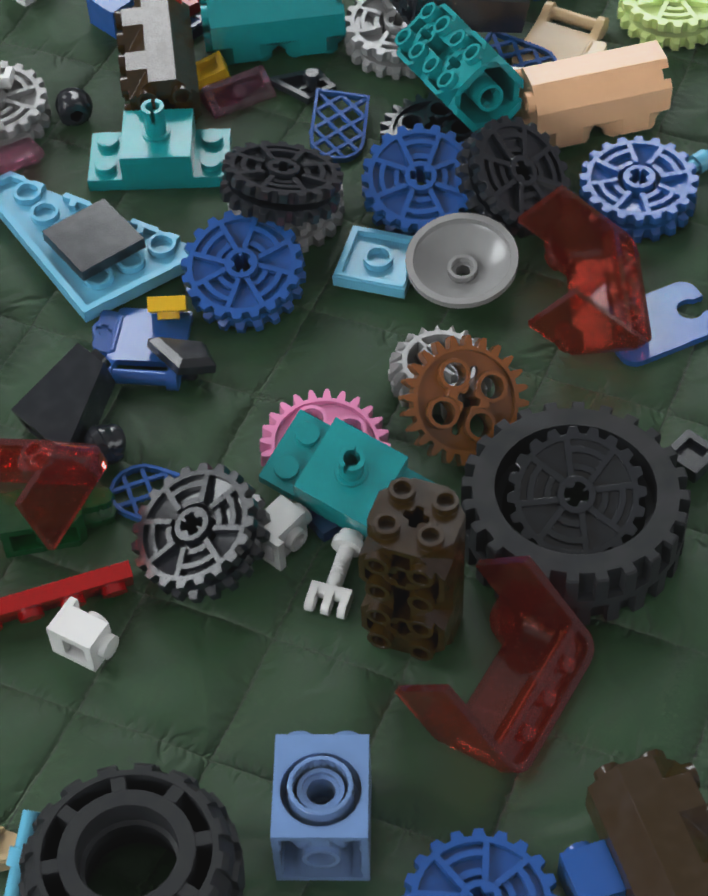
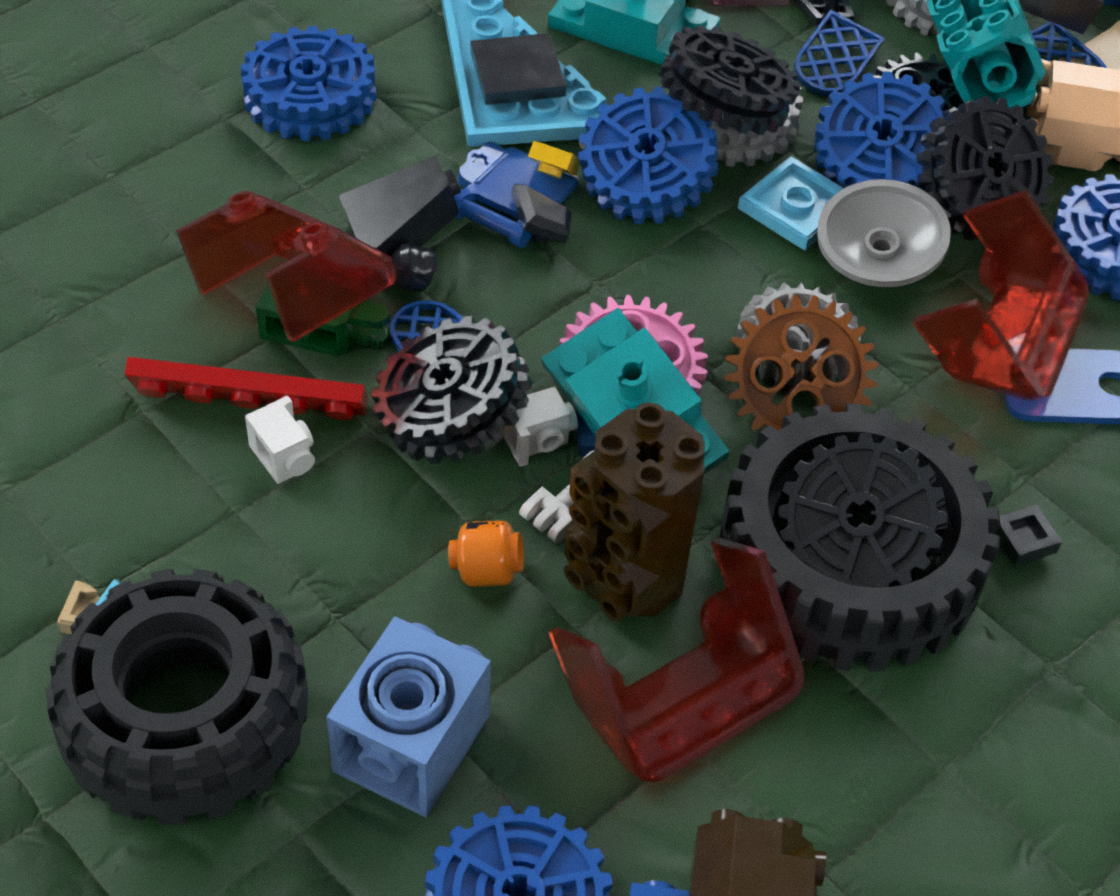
camera: 20 degrees right, 0 degrees up
(301, 652) = (487, 553): none -> orange head

